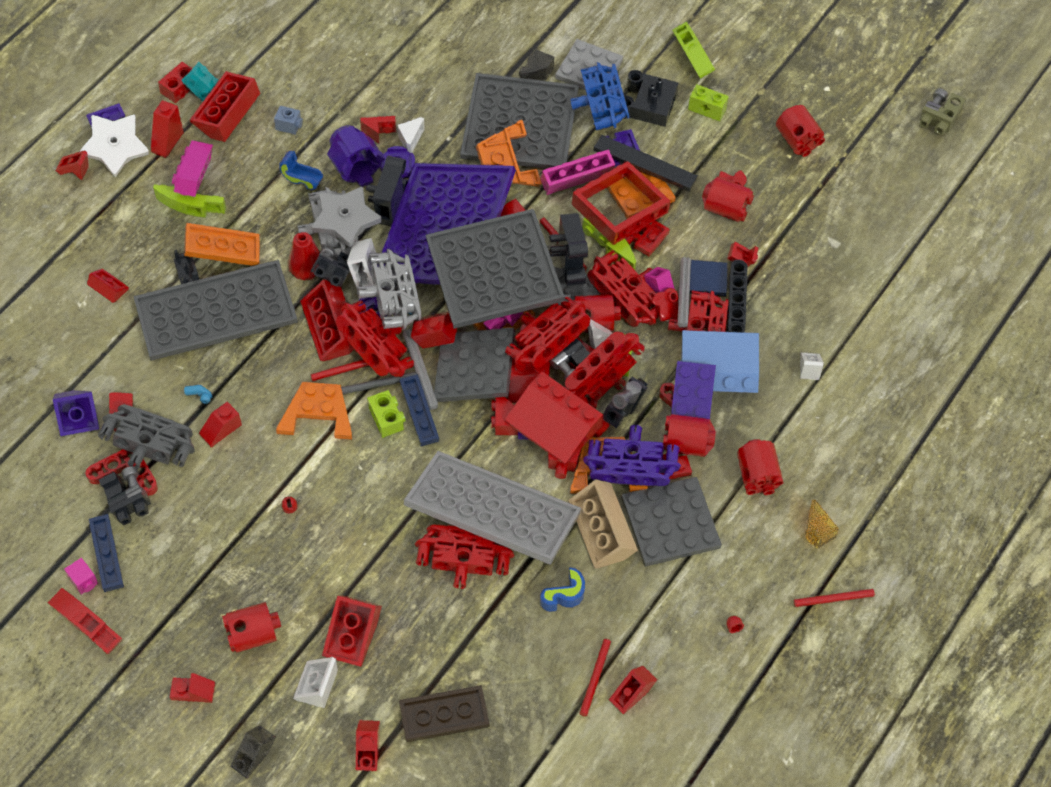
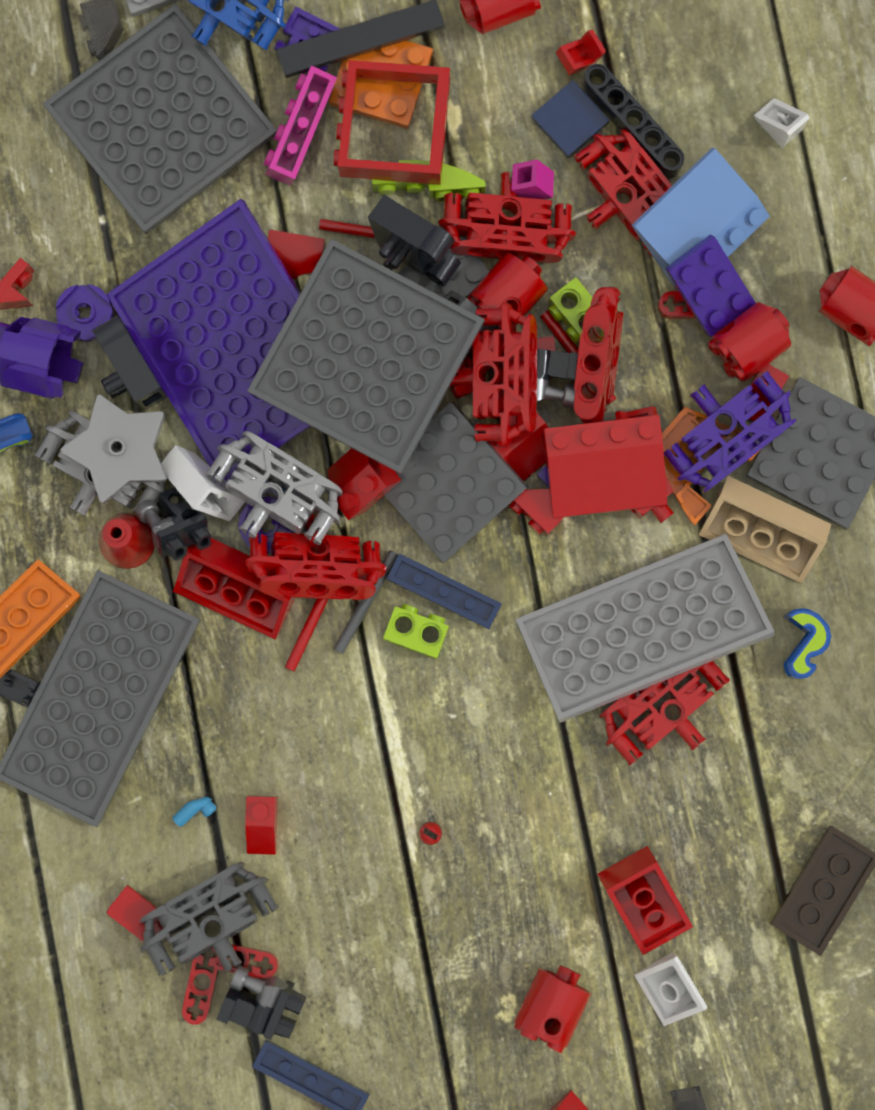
camera: 45 degrees left, 25 degrees up
(75, 412) = (93, 970): dark purple slope -> none
(317, 402) = (329, 690): orange wing -> none
(367, 745) = (790, 998): red slope -> none
(410, 133) = (57, 261): white slope -> none
(420, 369) = (397, 544): light grey axle -> none
(499, 151) = (194, 194): orange wing -> none
(597, 333) = (550, 317): white slope -> none
(625, 402) = (647, 362): hips -> none
(650, 239) = (462, 129): red plate -> none
(667, 304) = (569, 200): red plate -> none
(684, 288) = (569, 166): light grey axle -> none

